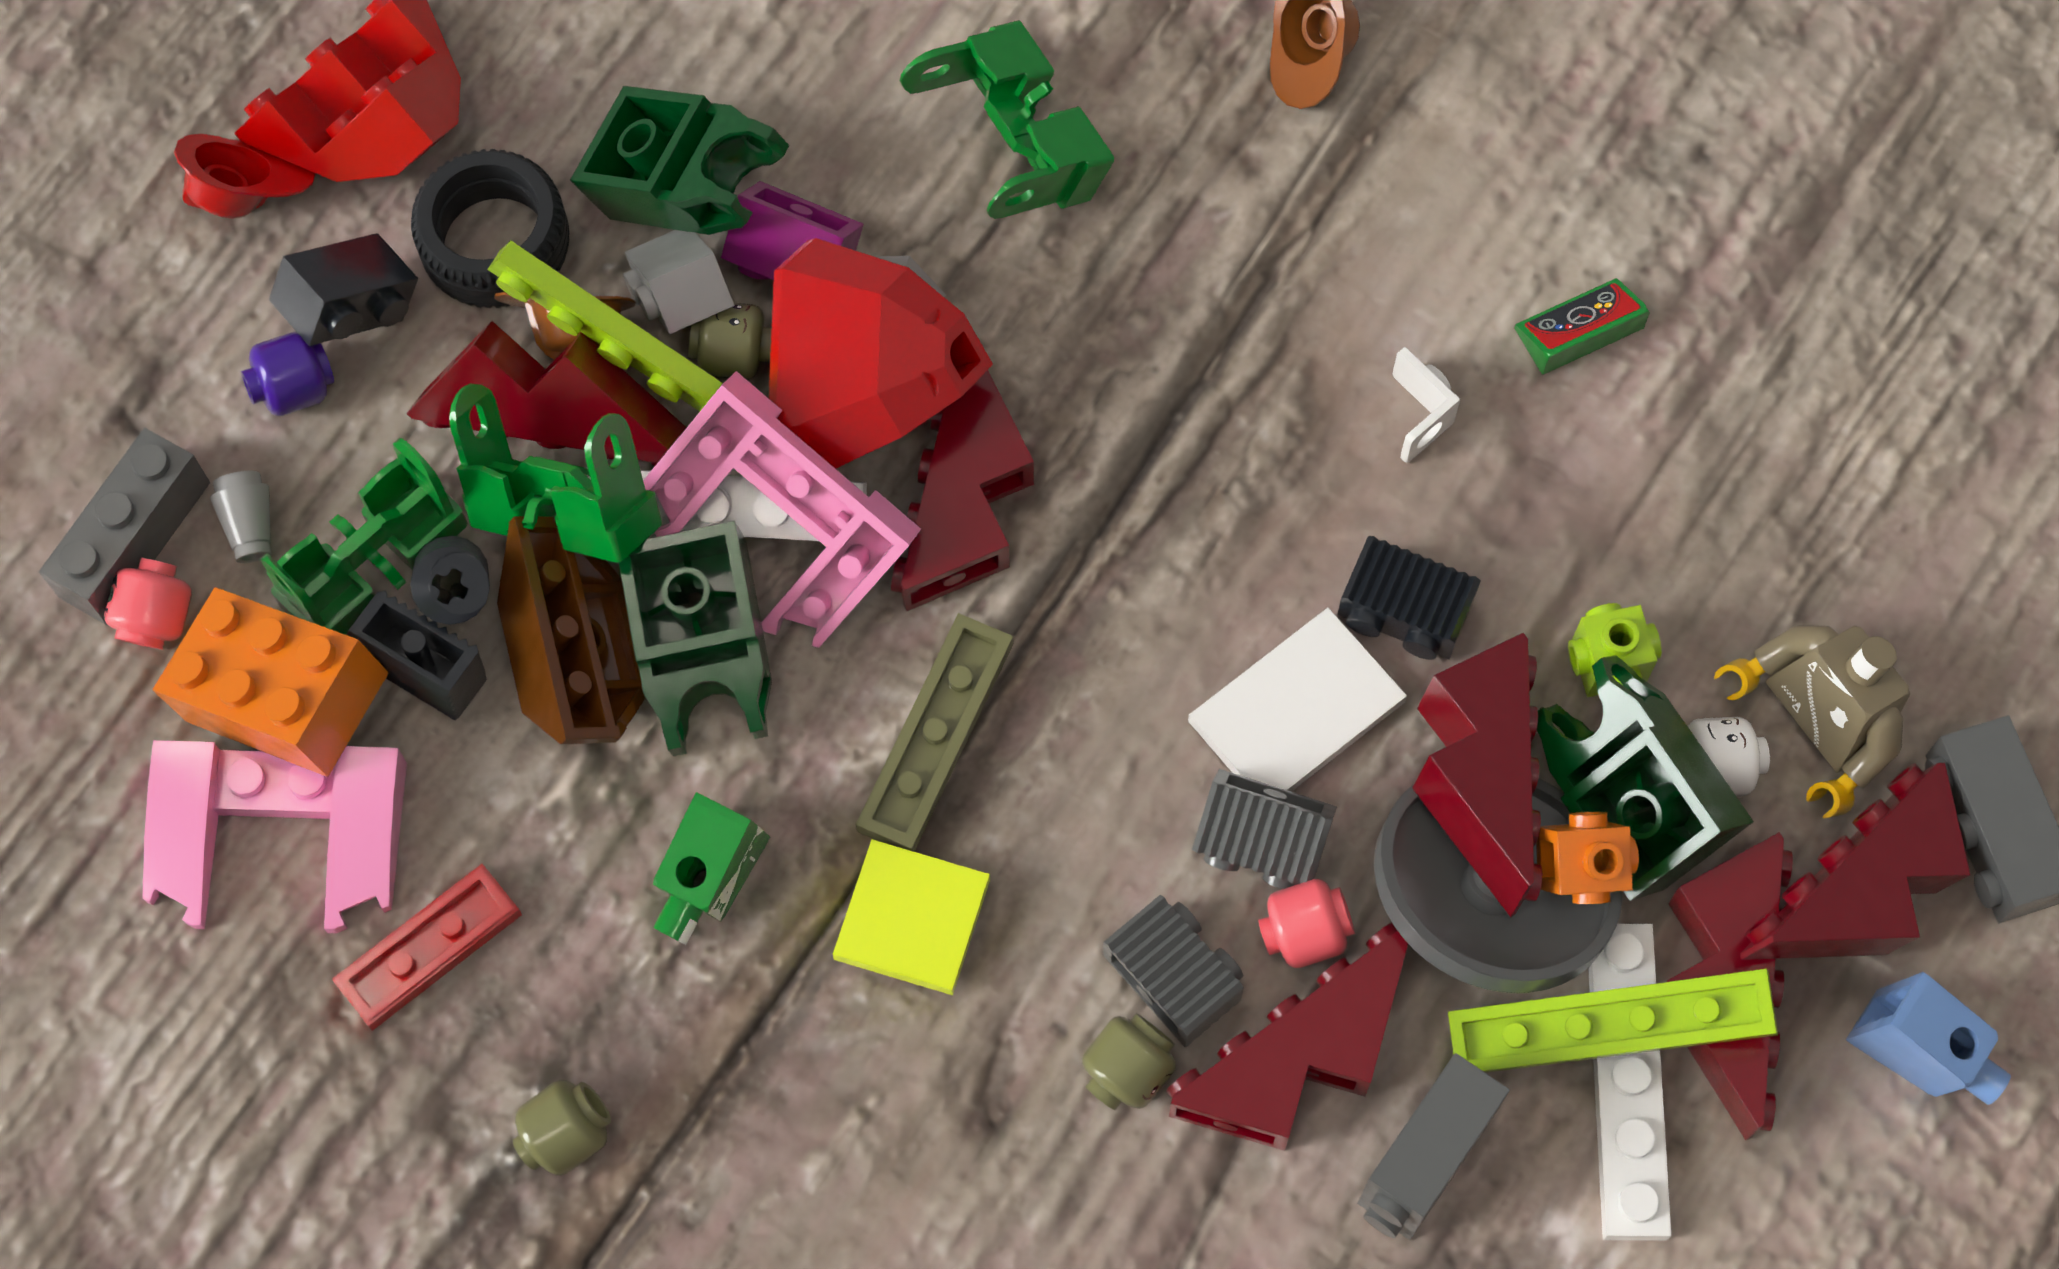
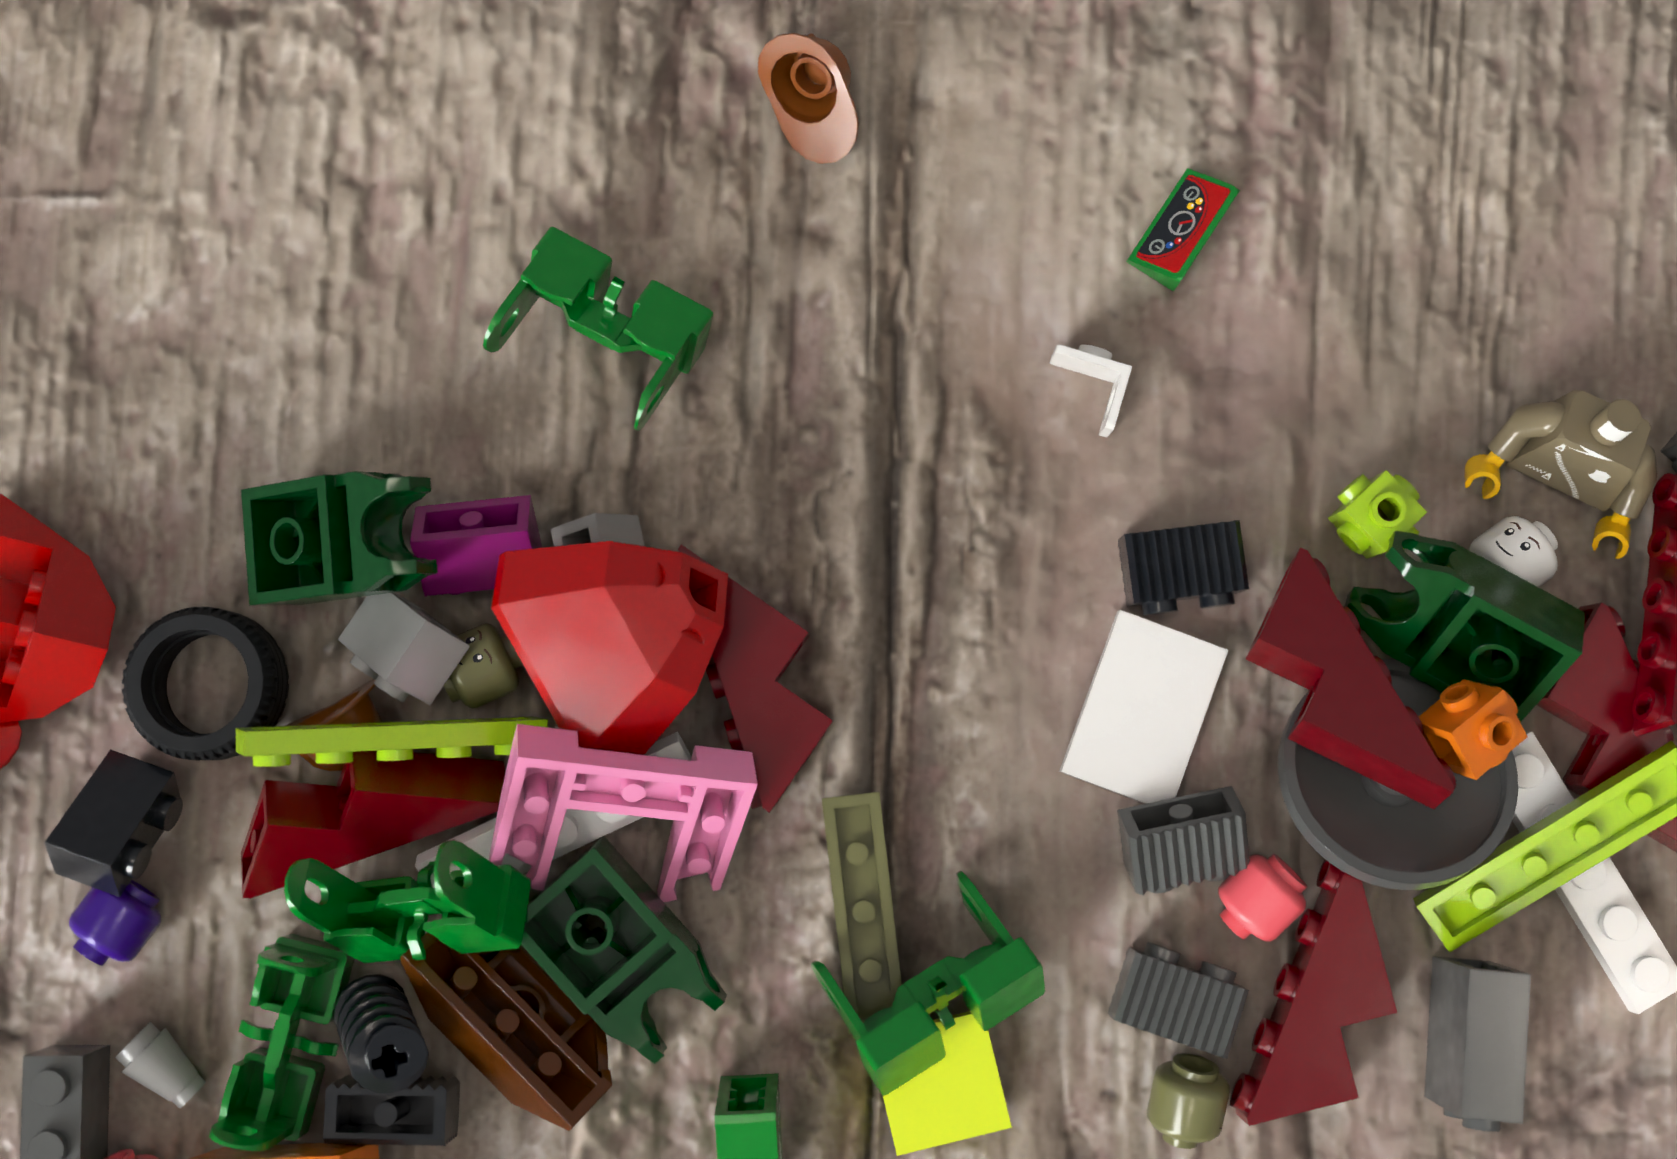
camera: 30 degrees left, 15 degrees up
(900, 832) = (904, 1038): none -> green piece

